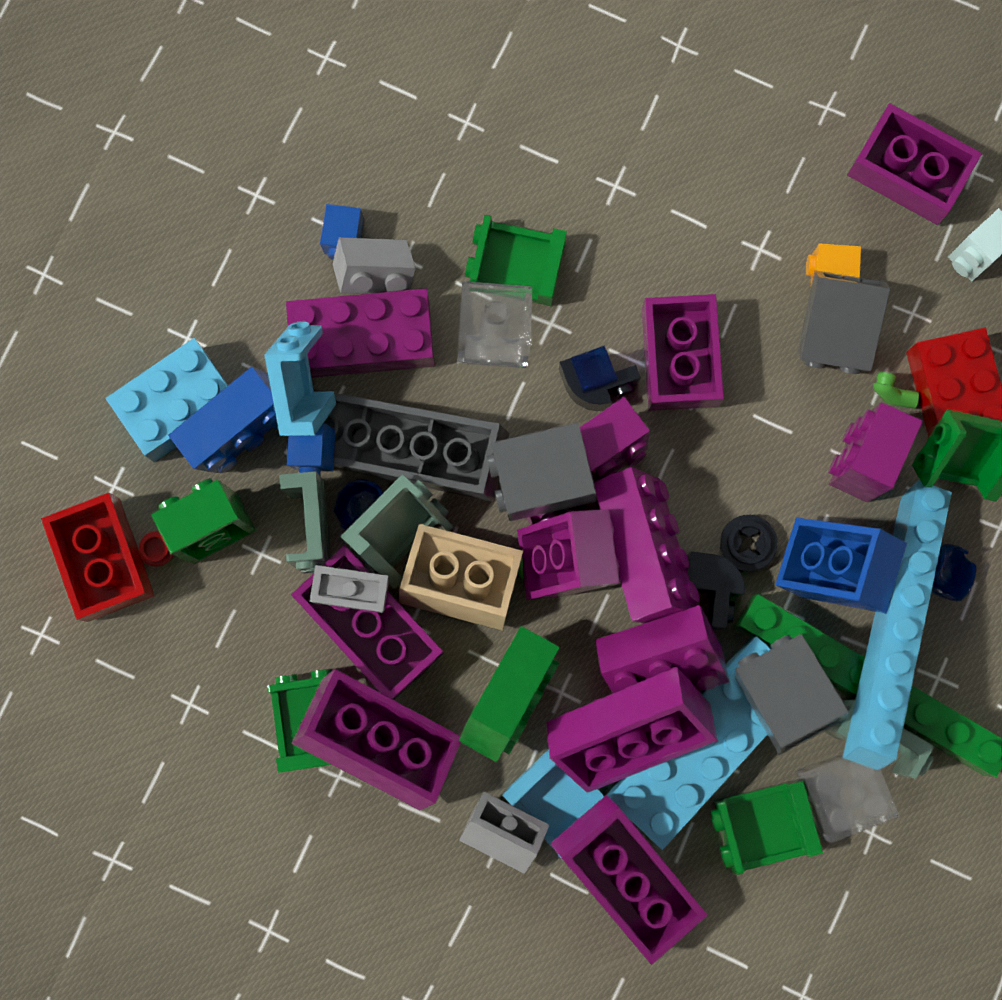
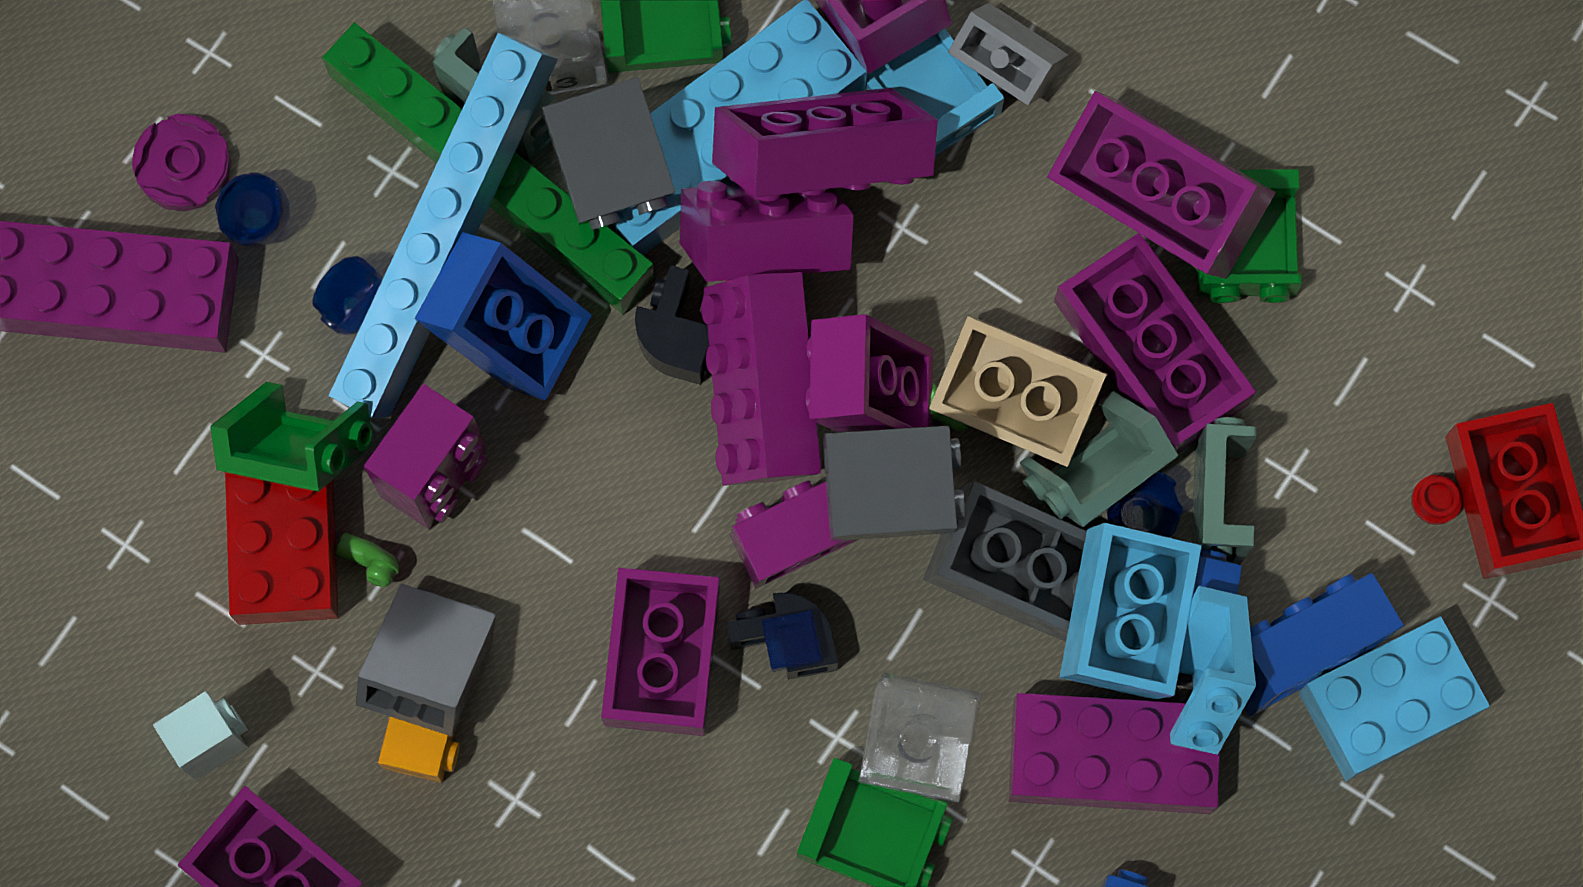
camera: 175 degrees left, 5 degrees down
(202, 521) = (1364, 505): green brick -> none
(349, 589) = (1174, 380): light grey plate -> none
(360, 418) = (1130, 611): none -> medium azure brick
(373, 265) = (1084, 841): light grey brick -> none
(511, 695) = (975, 215): green brick -> none
(765, 545) = (621, 361): black gear -> none

